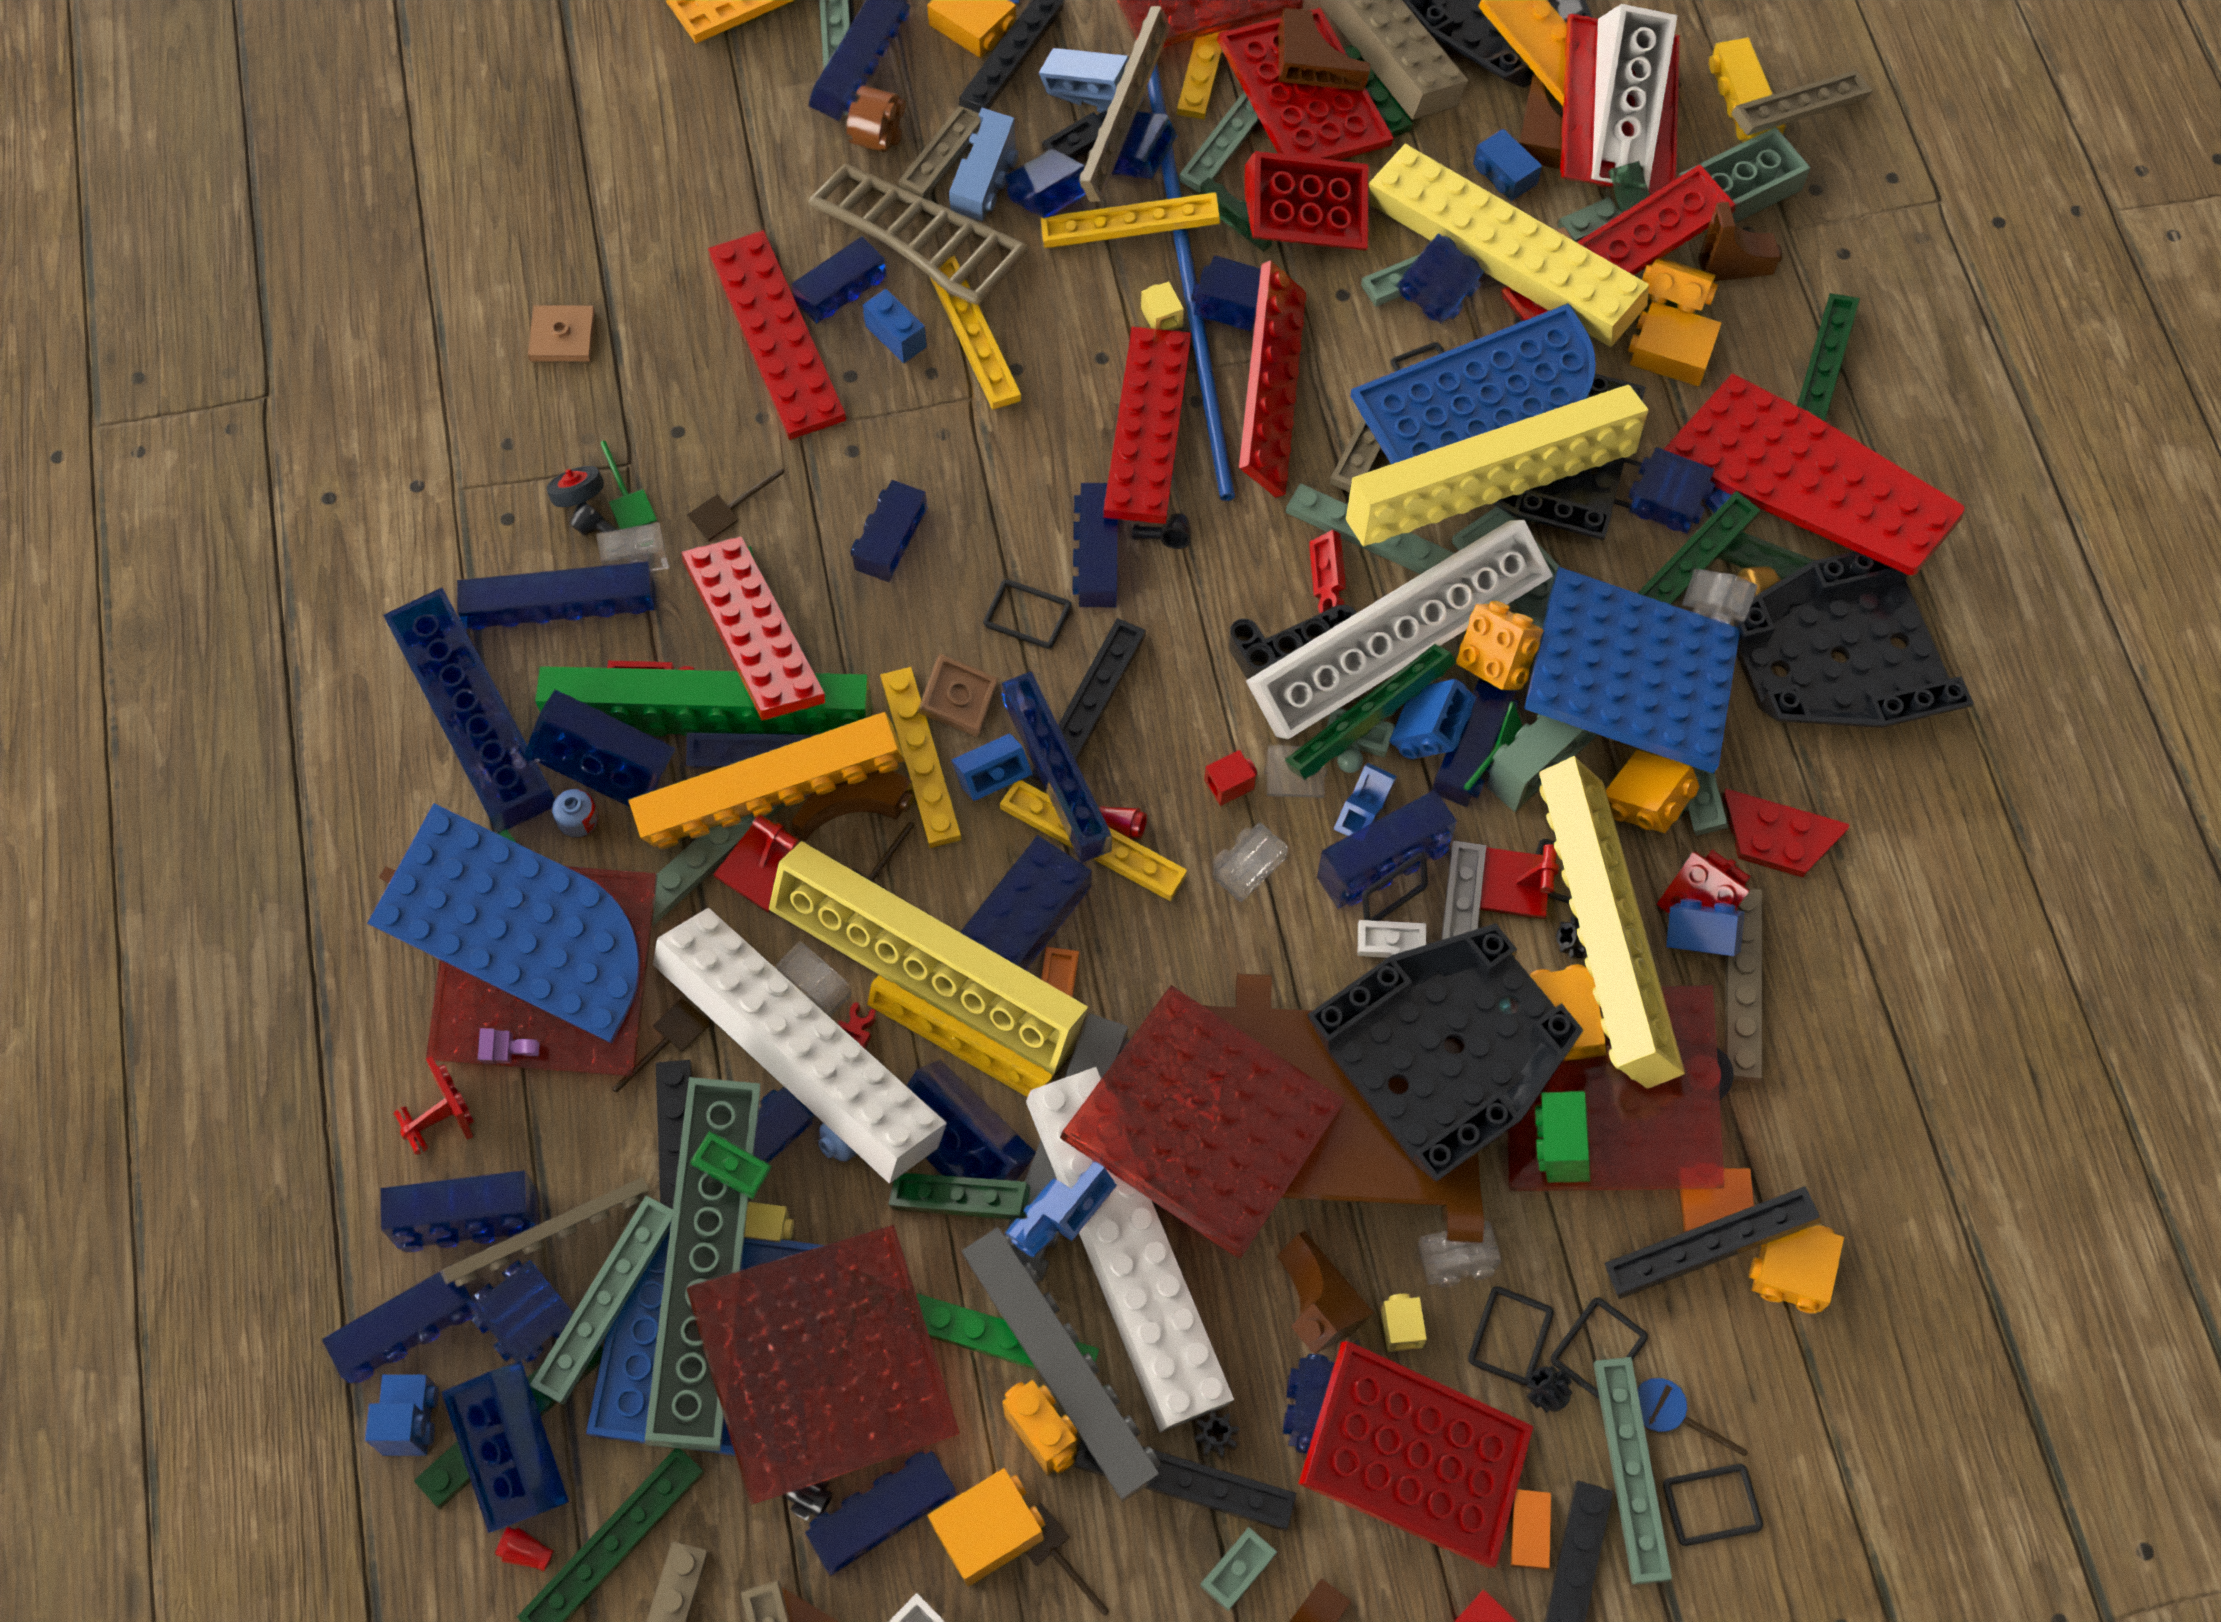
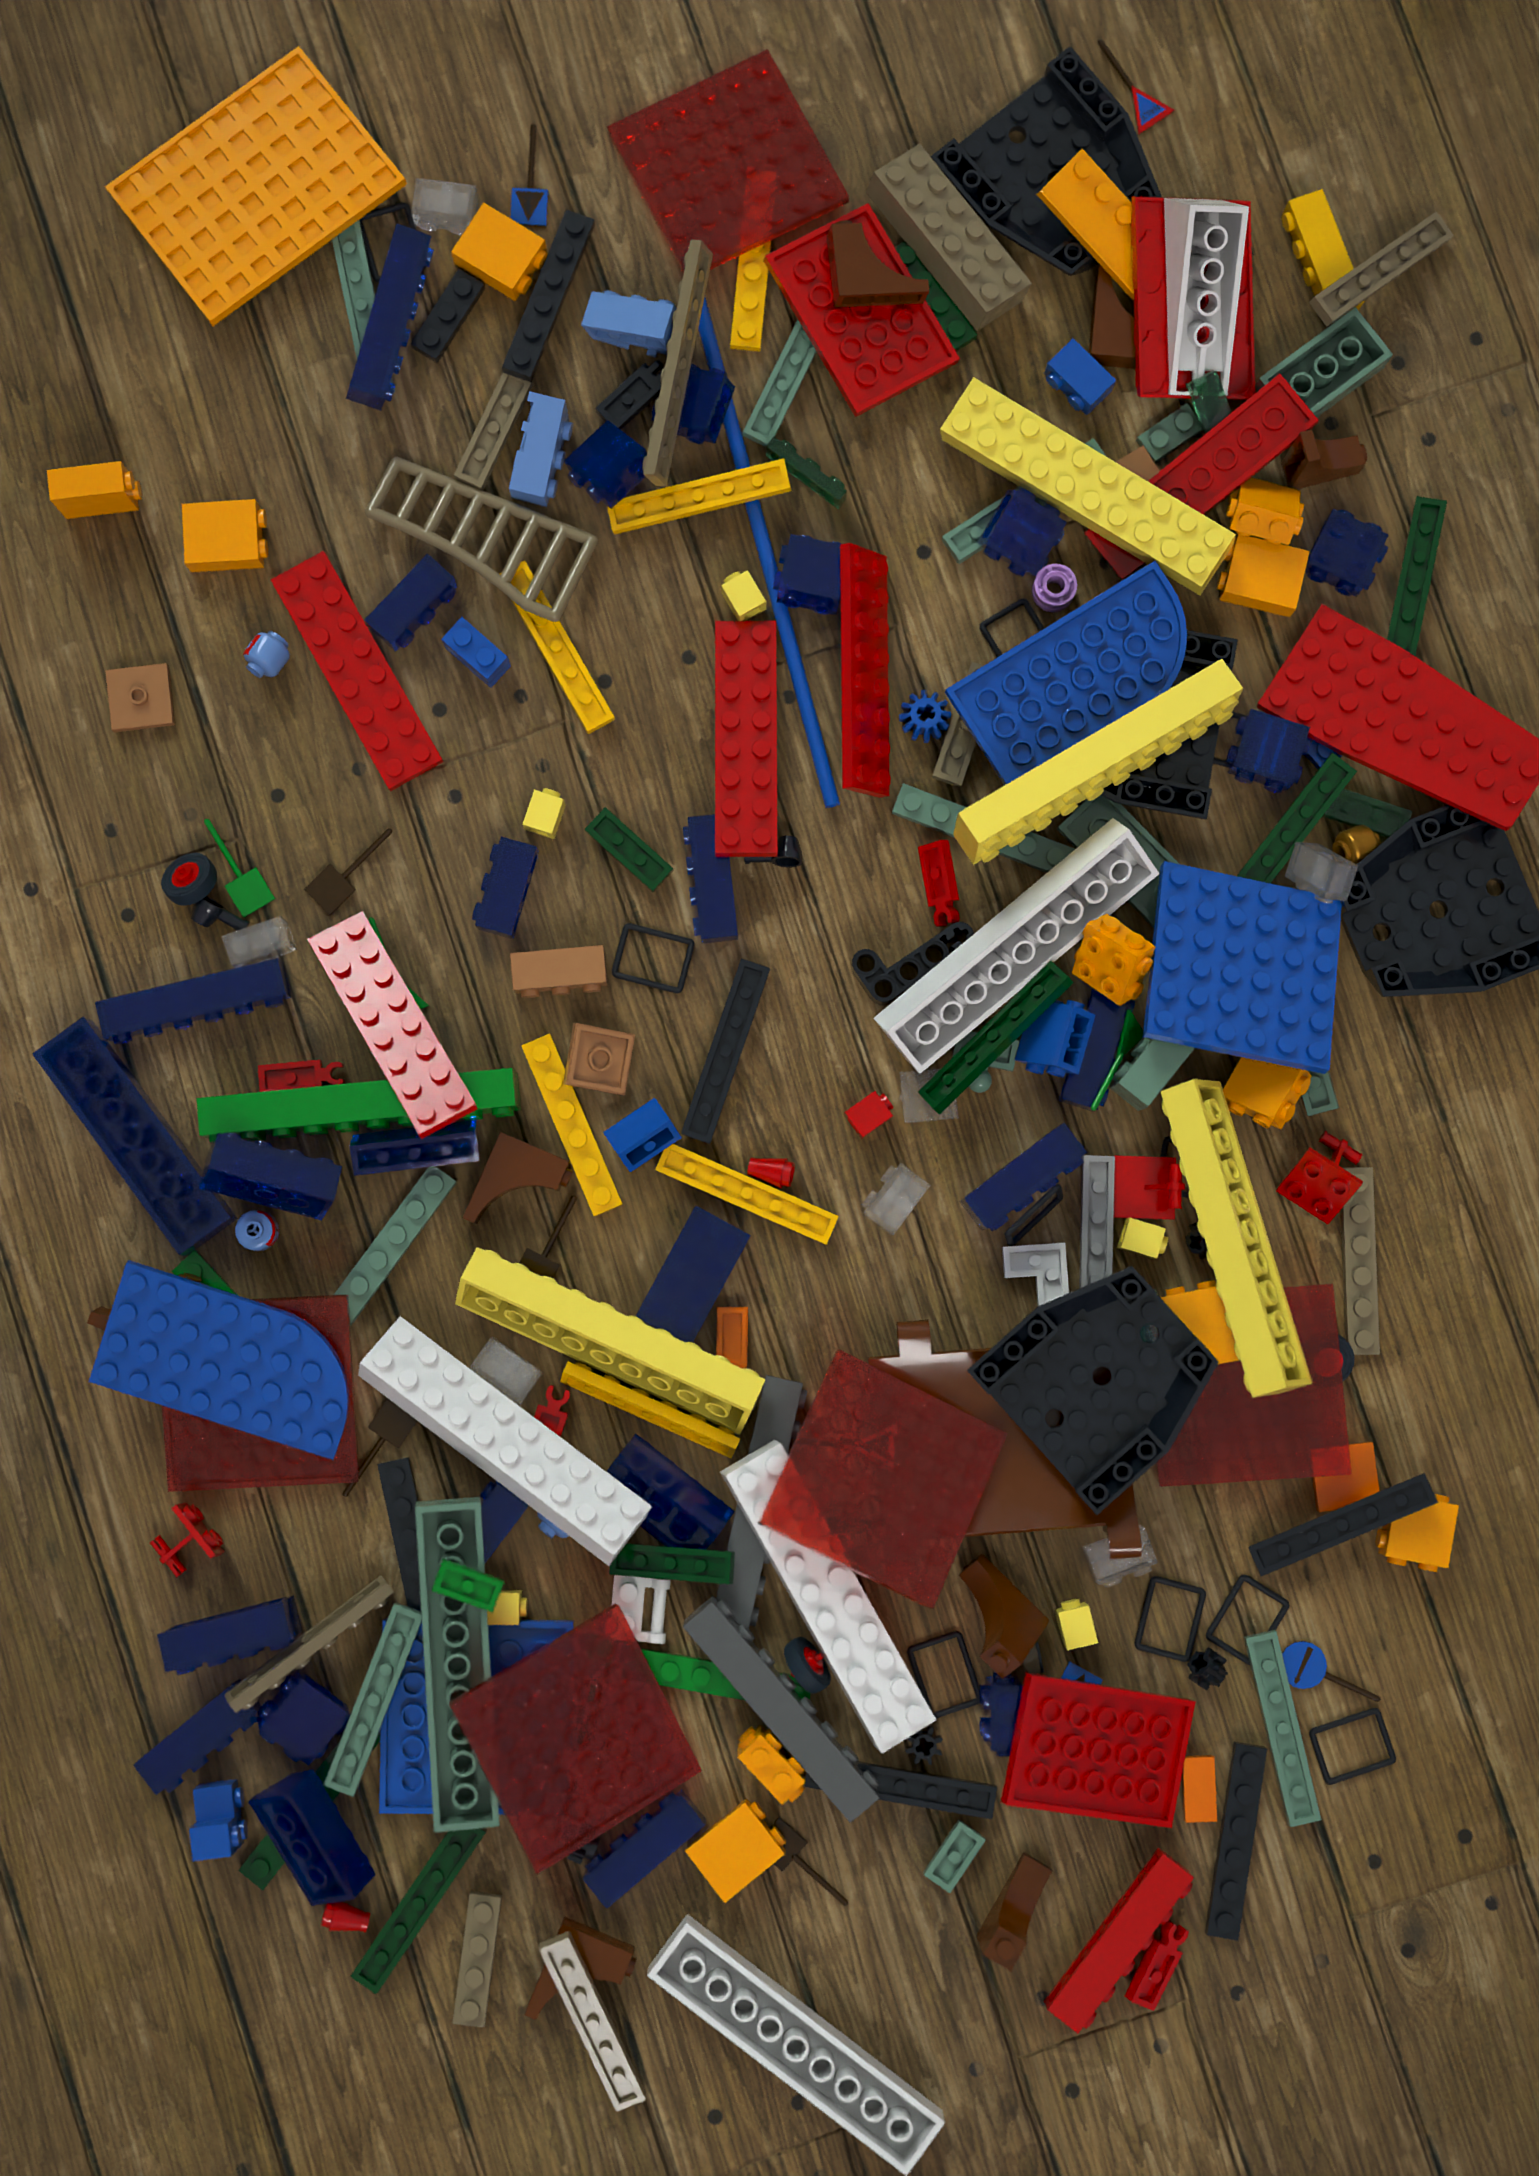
camera: 10 degrees left, 20 degrees up
(499, 1046) = (232, 1477): medium lavender piece -> none
(556, 153) = (93, 490): none -> light orange brick
(670, 207) = (224, 535): none -> light orange brick
(691, 306) = (266, 654): none -> medium blue head
(755, 861) = (438, 1260): red plate -> none
(767, 781) = (435, 1192): light orange brick -> none
(875, 119) = (419, 405): dark orange brick -> none
(911, 1232) = (629, 1595): none -> white plate
(915, 61) = (448, 316): none -> black plate
(930, 609) = (559, 971): none -> medium nougat brick
(938, 470) = (544, 813): none -> light yellow brick
(1017, 511) = (629, 849): none -> dark green plate
(1056, 767) = (704, 1134): clear blue brick -> none
(1061, 1210) = (766, 1587): blue plate -> none
(1095, 1325) = (807, 1665): none -> black wheel
(1277, 1356) = (955, 1634): none -> black piece
(1307, 200) = (878, 458): red slope -> none
(1328, 427) = (917, 708): none -> blue gear
(1366, 801) = (997, 1123): blue slope -> none
(1466, 321) = (1054, 574): none -> lavender wheel
(1515, 926) = (1142, 1238): none -> light yellow brick
(1565, 1137) = (1207, 1453): green brick -> none
(1705, 928) = (1323, 1221): blue brick -> none
(1757, 333) = (1346, 553): none -> clear blue brick
(1779, 834) = (1387, 1105): red wing -> none

